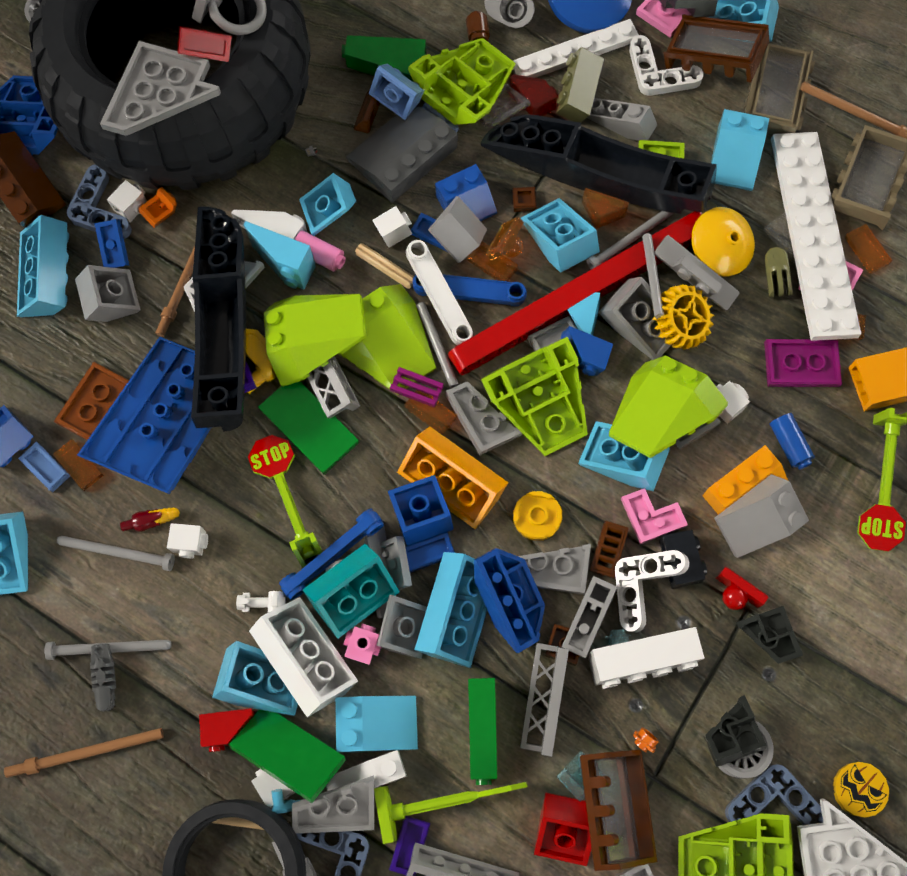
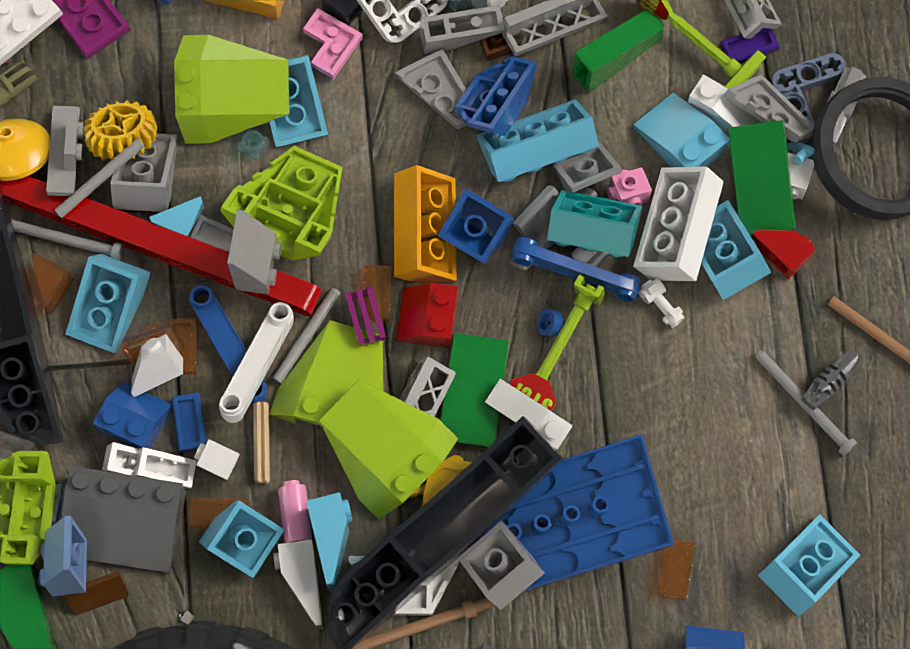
camera: 130 degrees left, 0 degrees up
(44, 467) = (703, 598): medium blue tile -> none
(90, 400) = (608, 605): dark orange tile -> none
(149, 519) = (671, 459): dark red piece -> none
(166, 561) = (721, 463): light grey bar -> none
(168, 343) = (500, 565): none -> light grey slope
(187, 540) = (662, 407): white brick -> none
(253, 443) = (516, 404): none -> white slope
(310, 510) = (550, 322): none -> blue tile
(364, 208) = (206, 509): none -> clear orange tile
(384, 431) = (428, 314): none -> red slope
(422, 185) = (149, 464): none -> white slope
(428, 552) = (505, 197): blue tile -> none
(458, 230) = (176, 397): light grey slope -> none
(480, 420) = (351, 243): light grey wing -> none
(486, 229) = (155, 365): none -> white slope
(511, 325) = (253, 254): none -> light grey slope
(524, 199) = (90, 365): reddish brown tile -> none
(537, 515) = (402, 136): yellow tile -> none
(590, 350) = (215, 187): blue slope -> none
(602, 403) = (253, 136): none -> clear light blue plate
(614, 528) = (385, 49): reddish brown slope -> none
(736, 398) = (167, 44): white brick -> none

